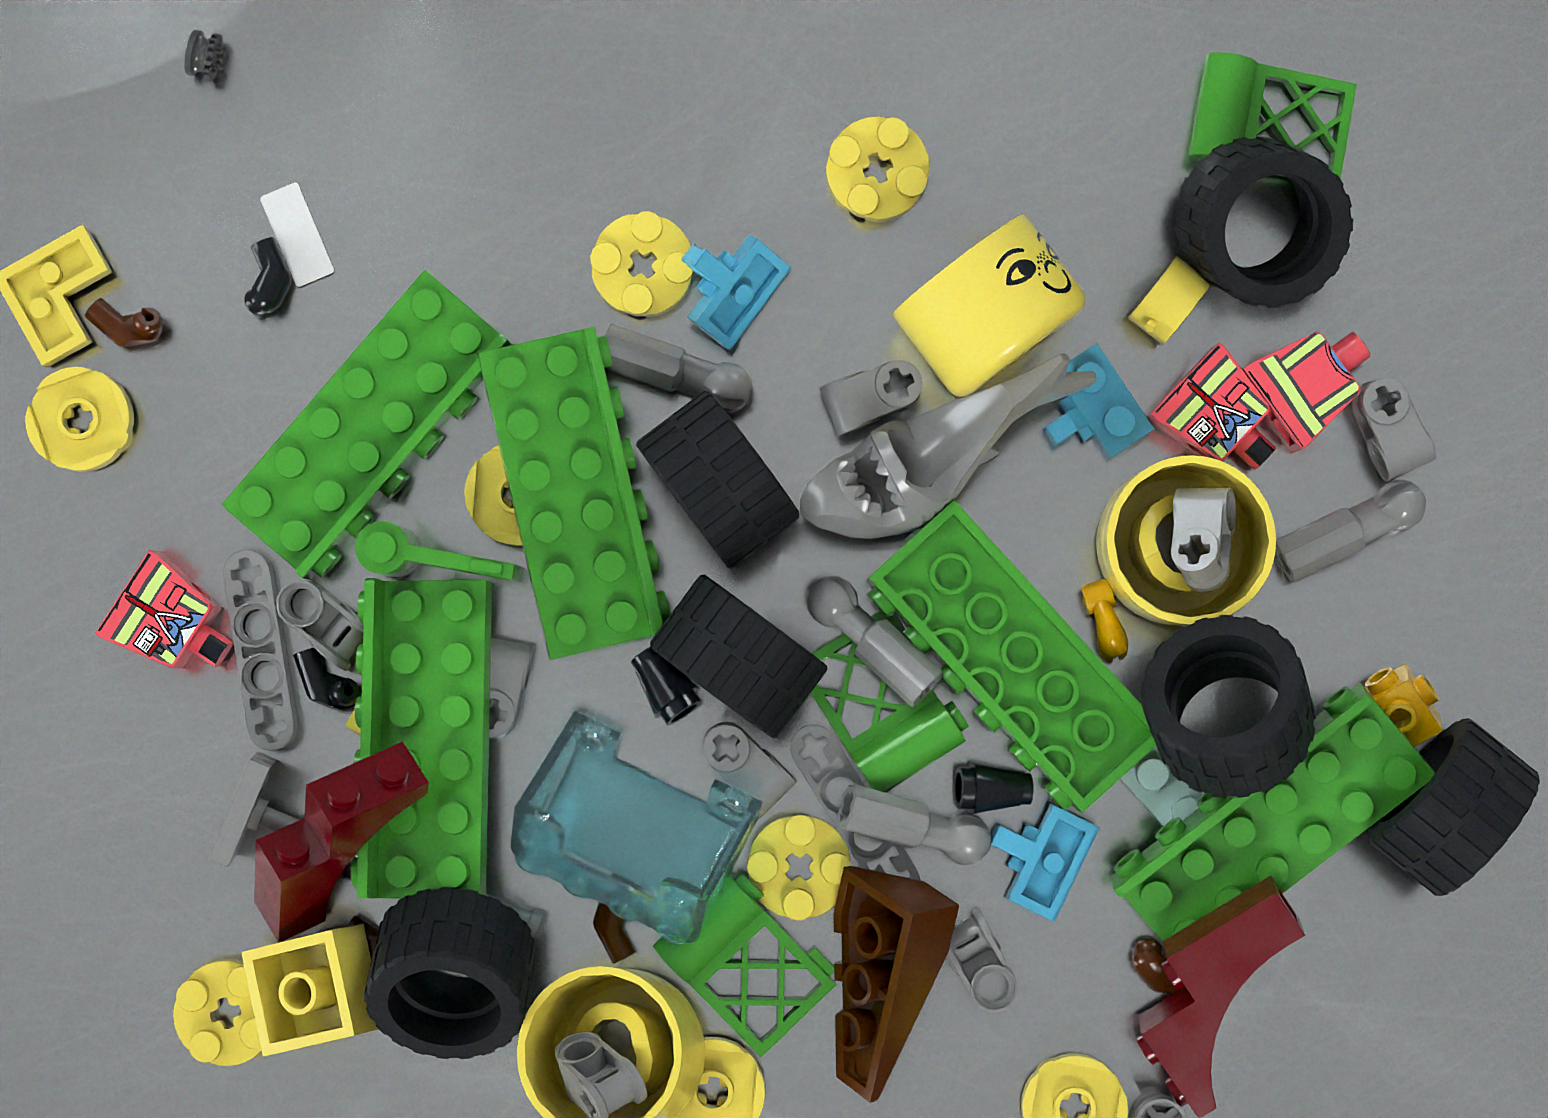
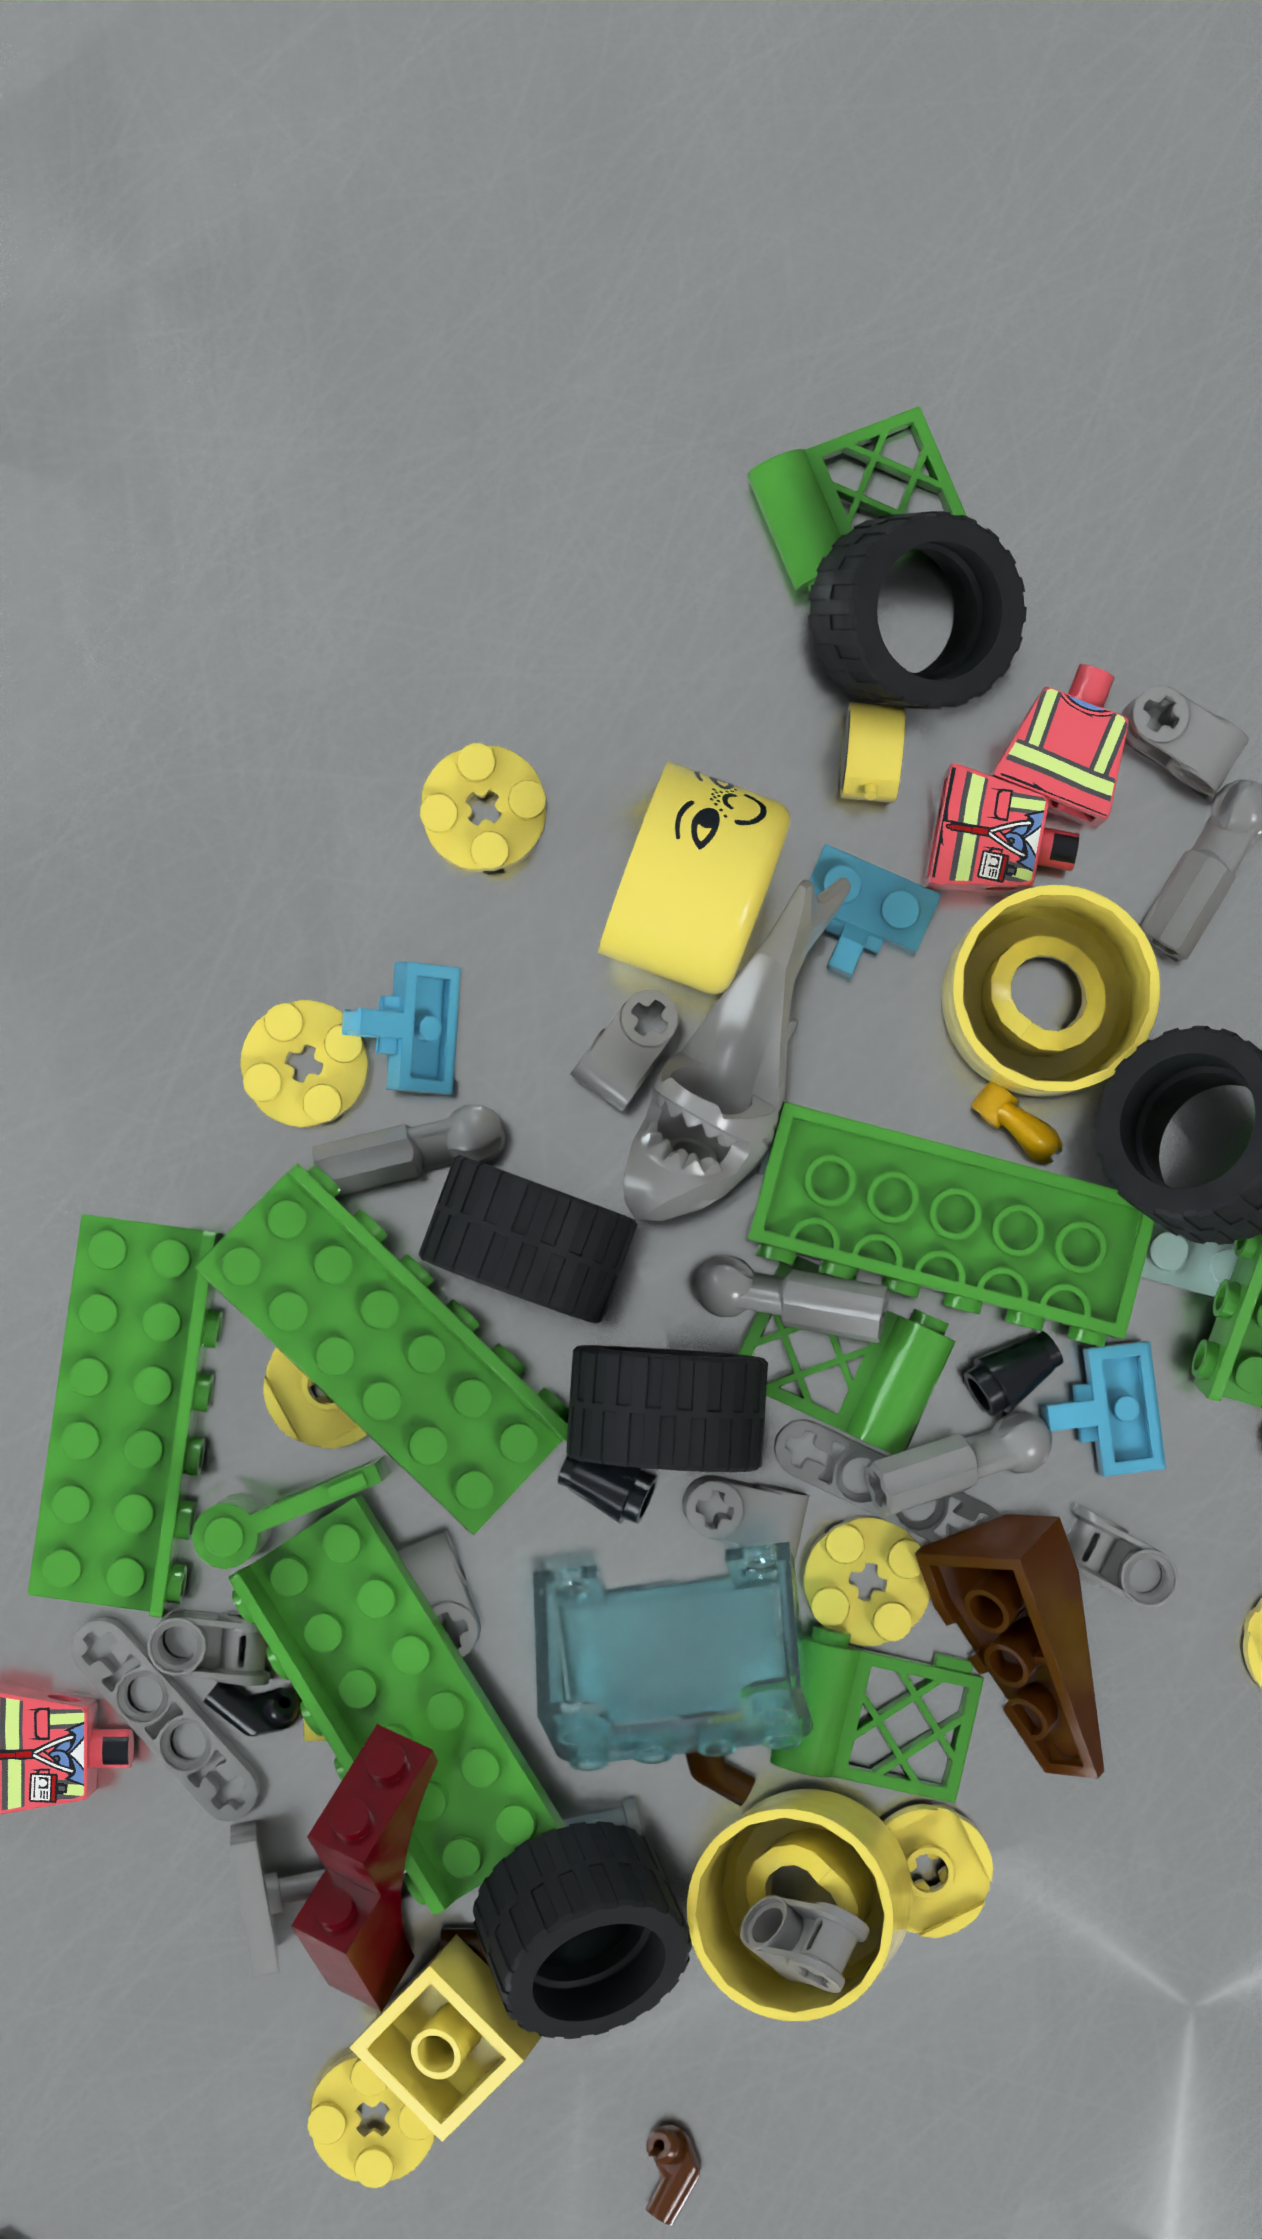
camera: 40 degrees left, 0 degrees up
(1203, 535) = (1060, 966): light grey piece -> none

